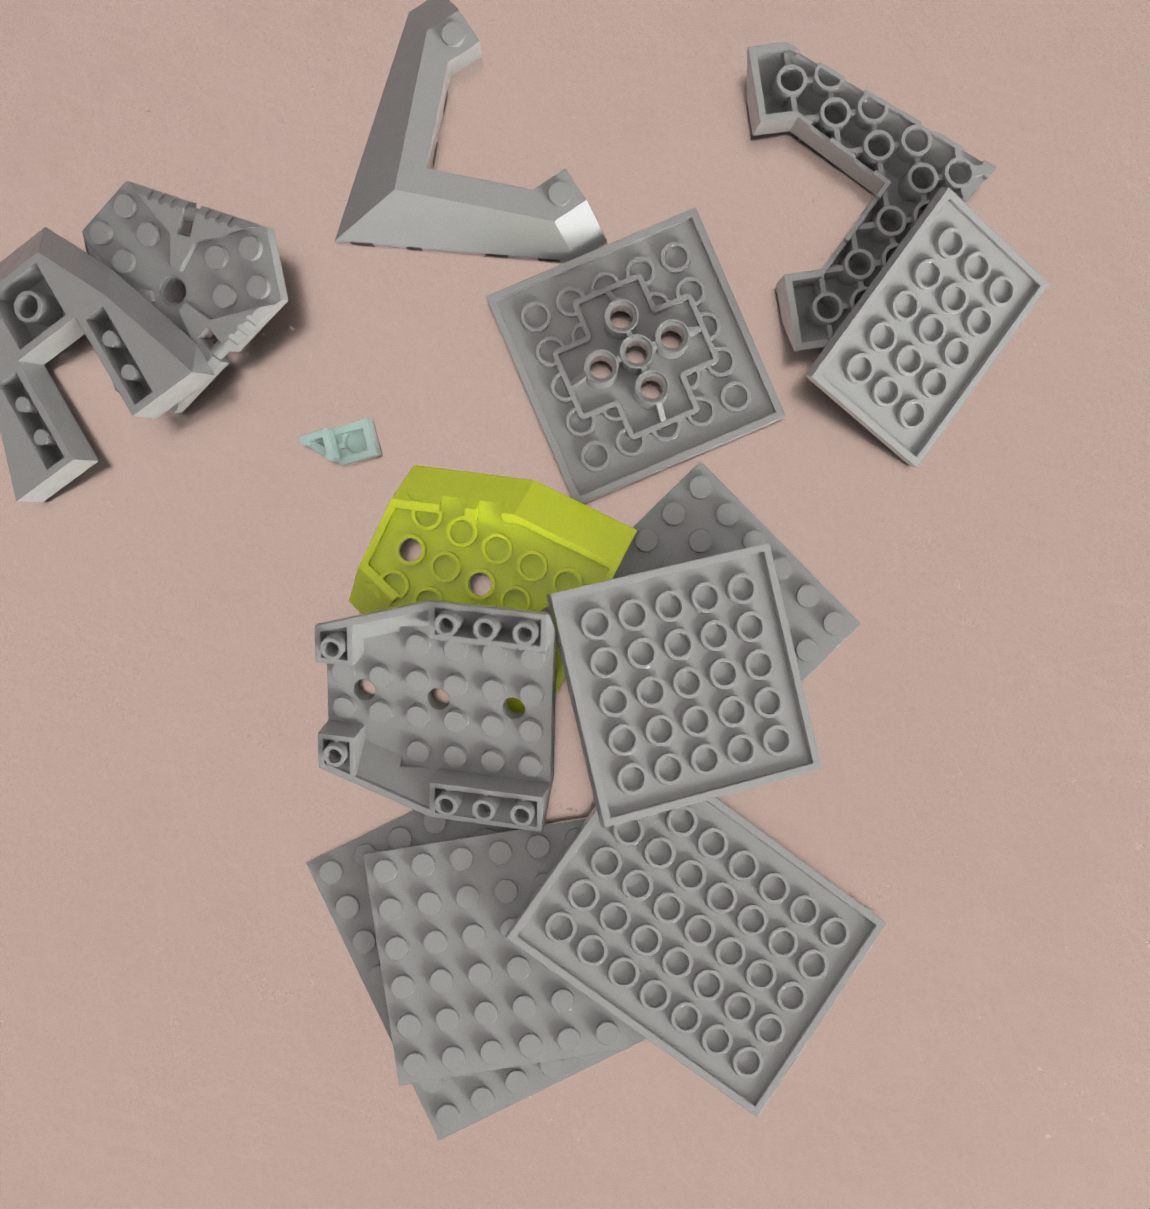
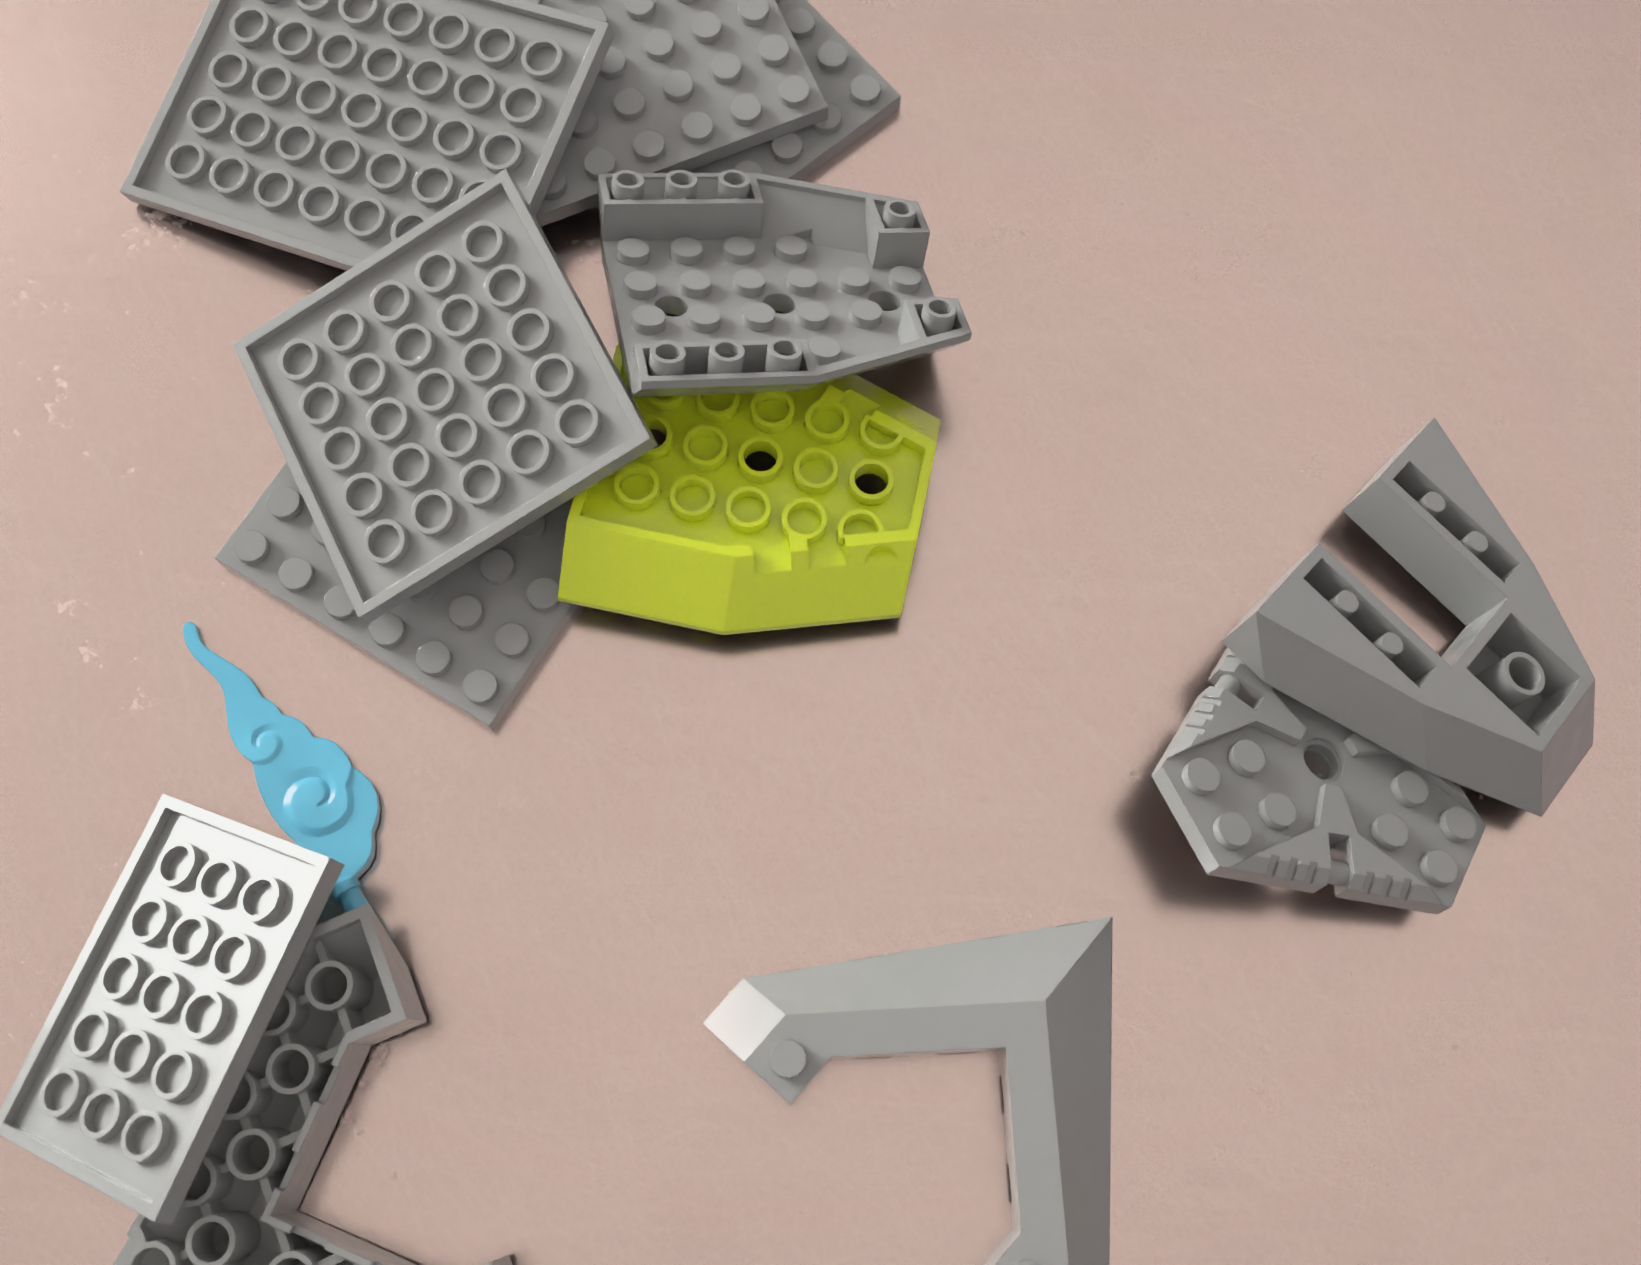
camera: 170 degrees right, 15 degrees down
(345, 443) = (1008, 628): light aqua slope -> none
(606, 427) = (592, 970): light grey plate -> none
(828, 460) = (300, 777): none -> medium azure piece

